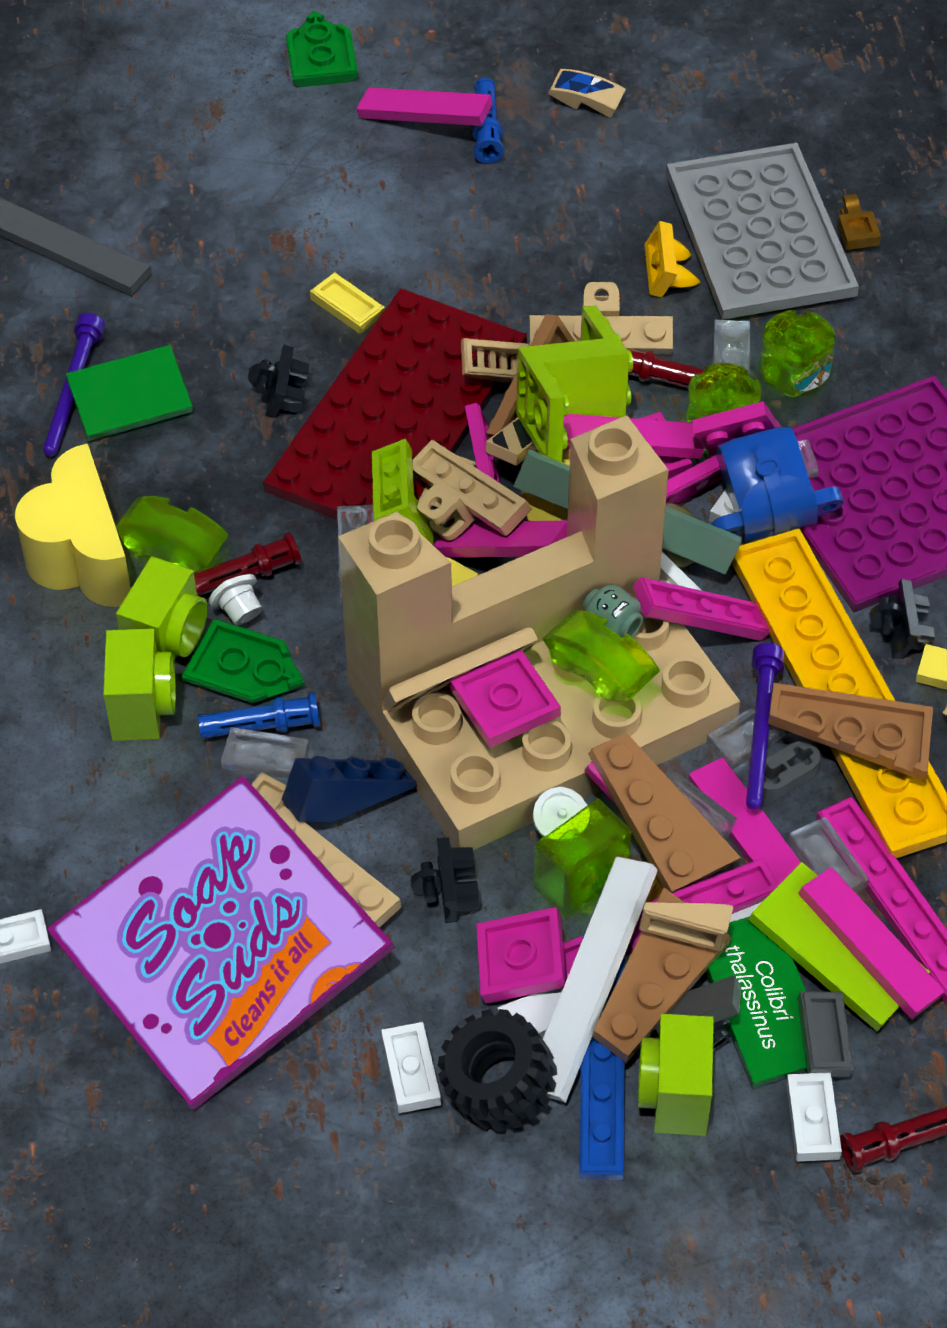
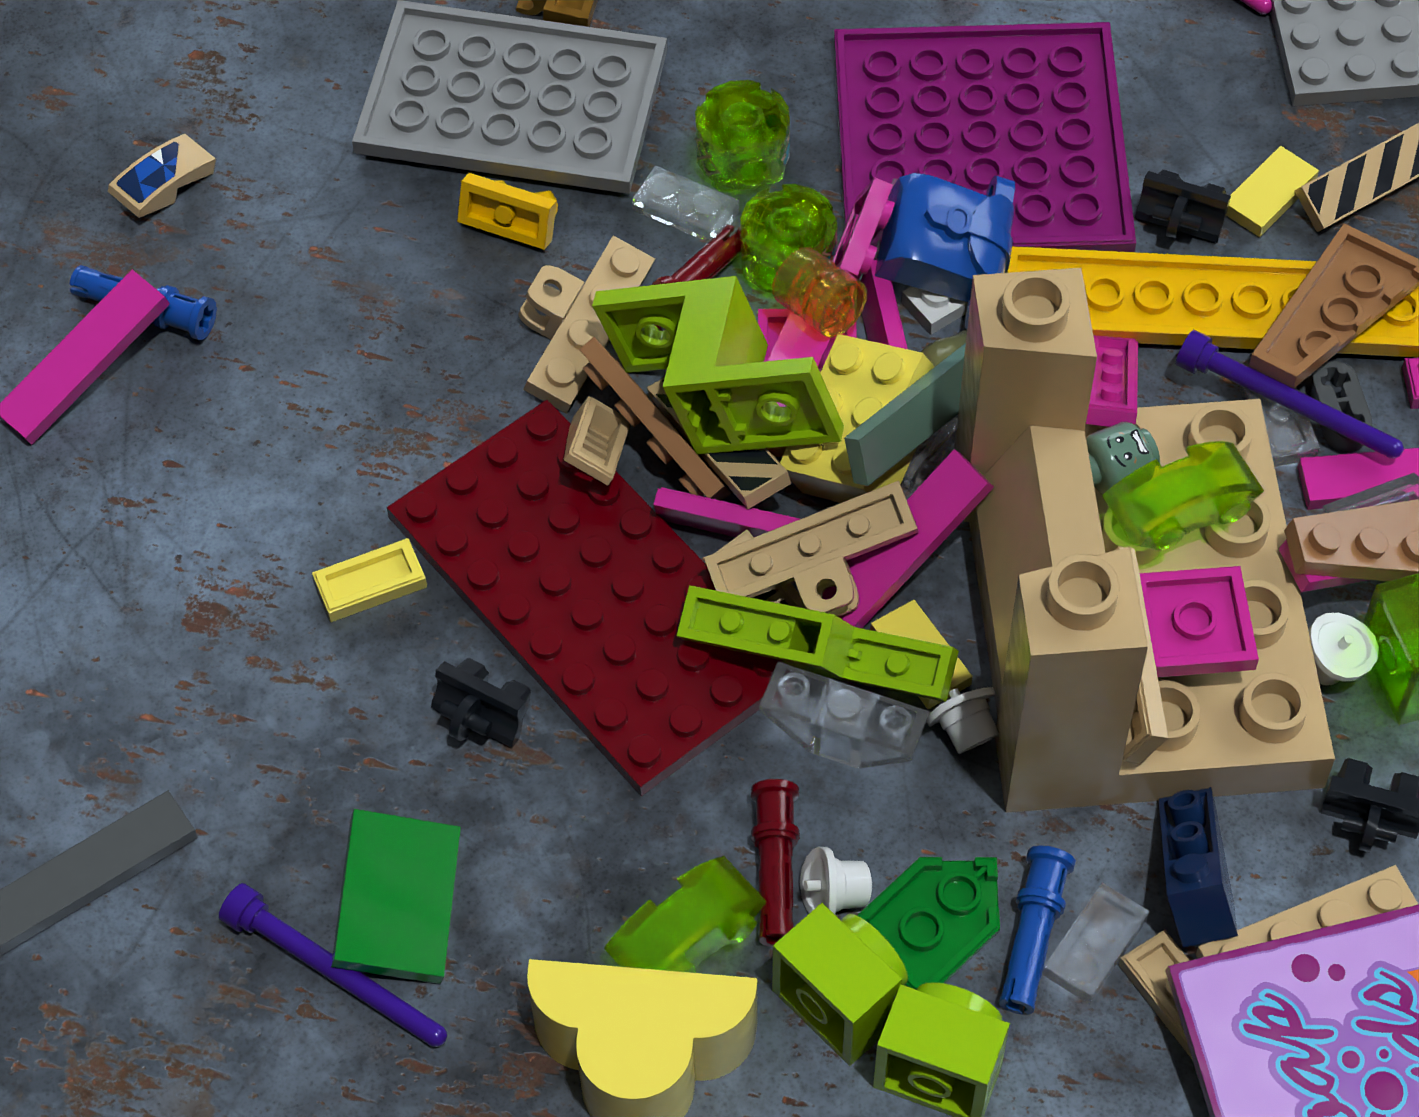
camera: 65 degrees left, 5 degrees up
(668, 418) = (819, 291): none -> clear yellow wheel

